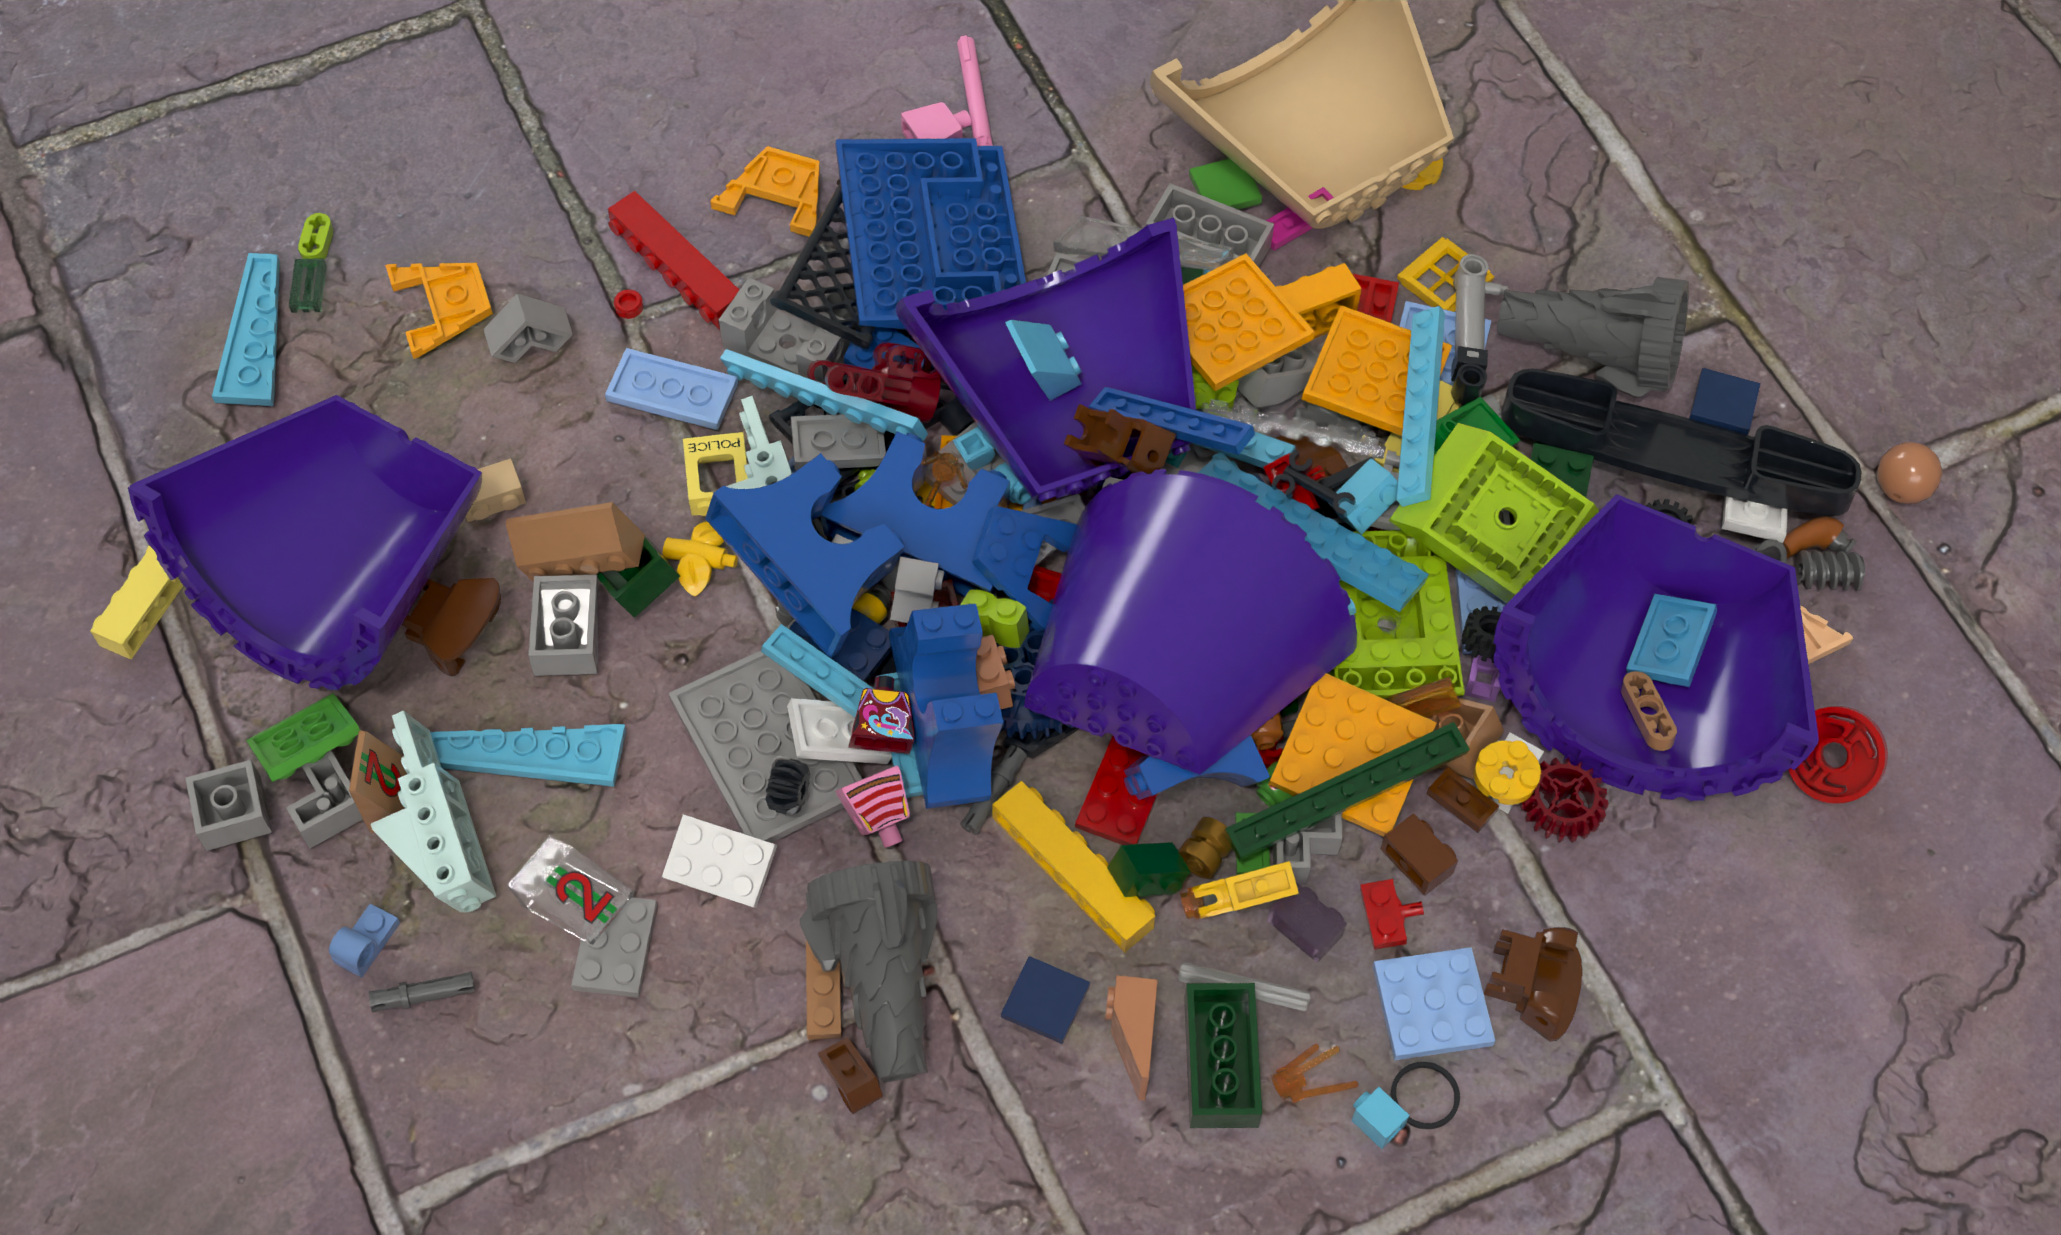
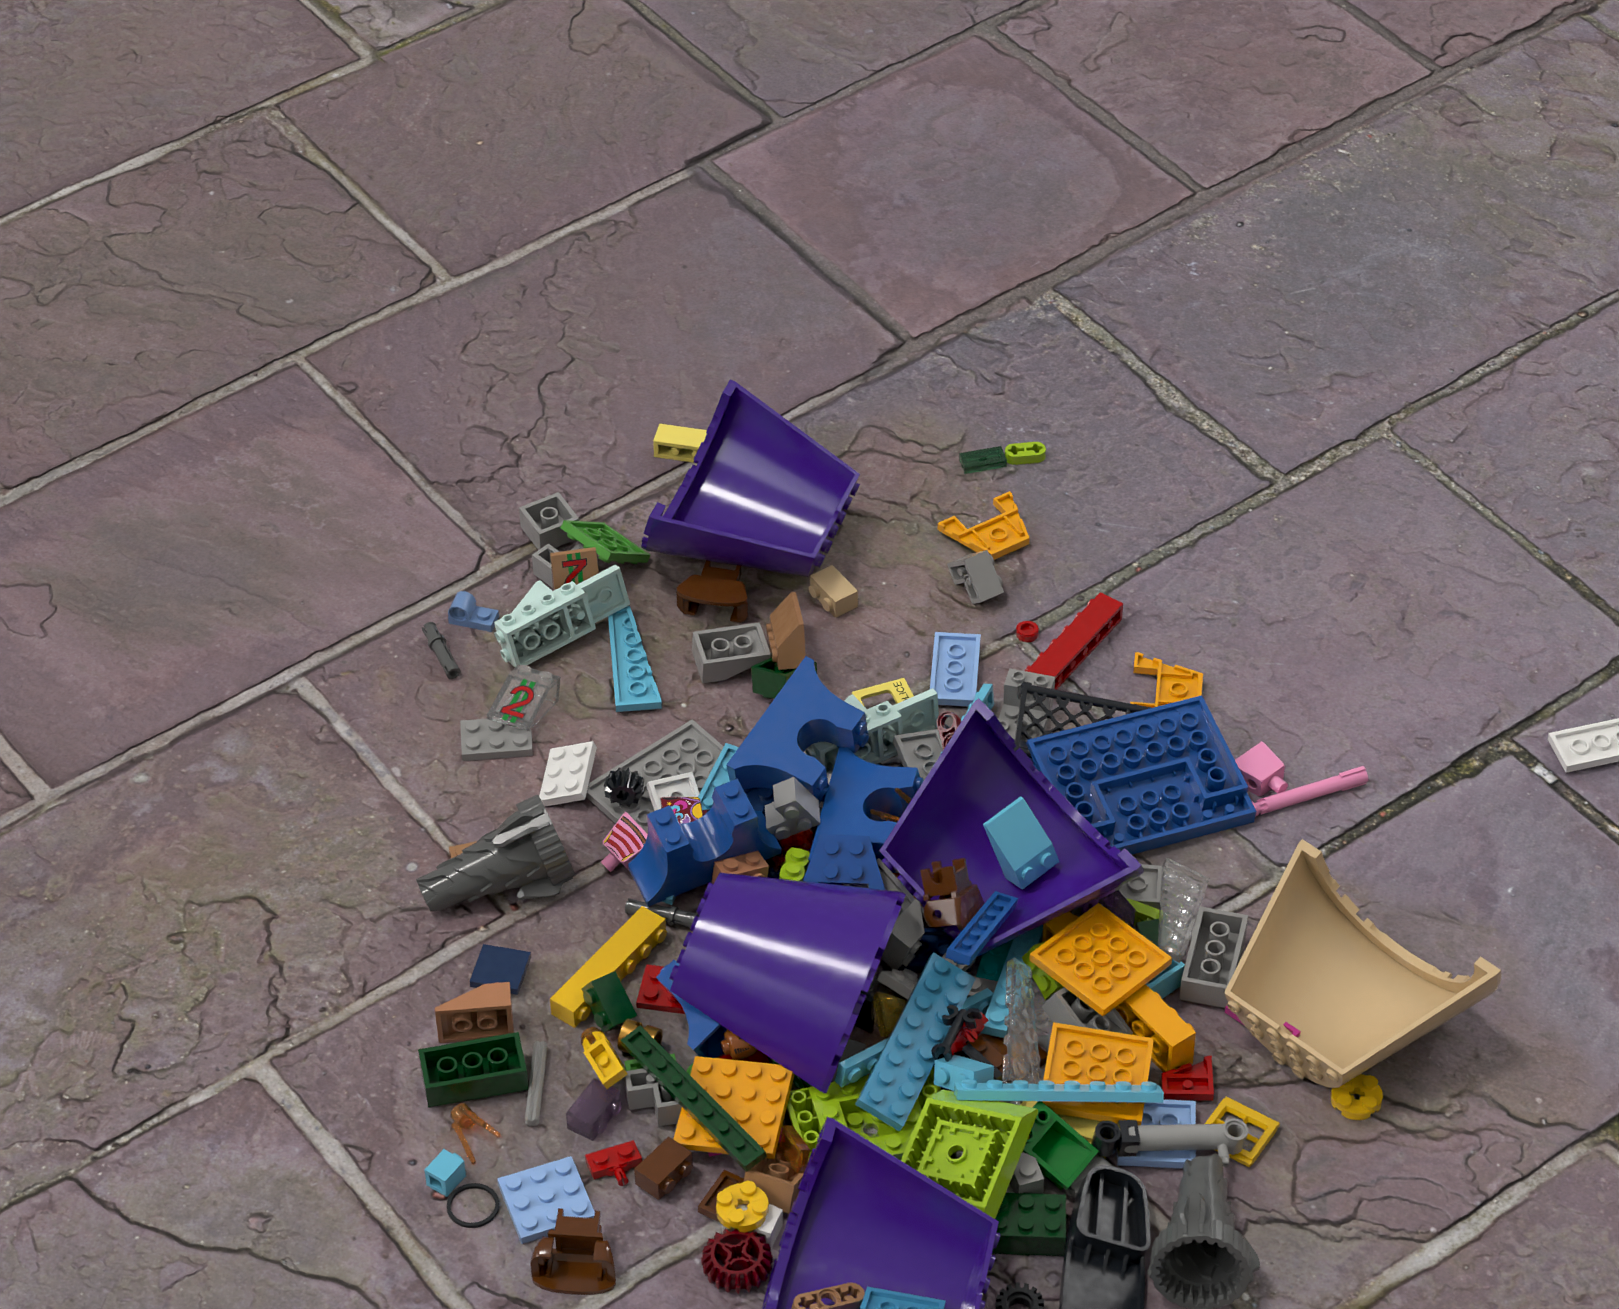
camera: 80 degrees right, 15 degrees down
(249, 353) = (919, 443): medium azure wing -> none
(851, 1074) = (413, 869): reddish brown plate -> none

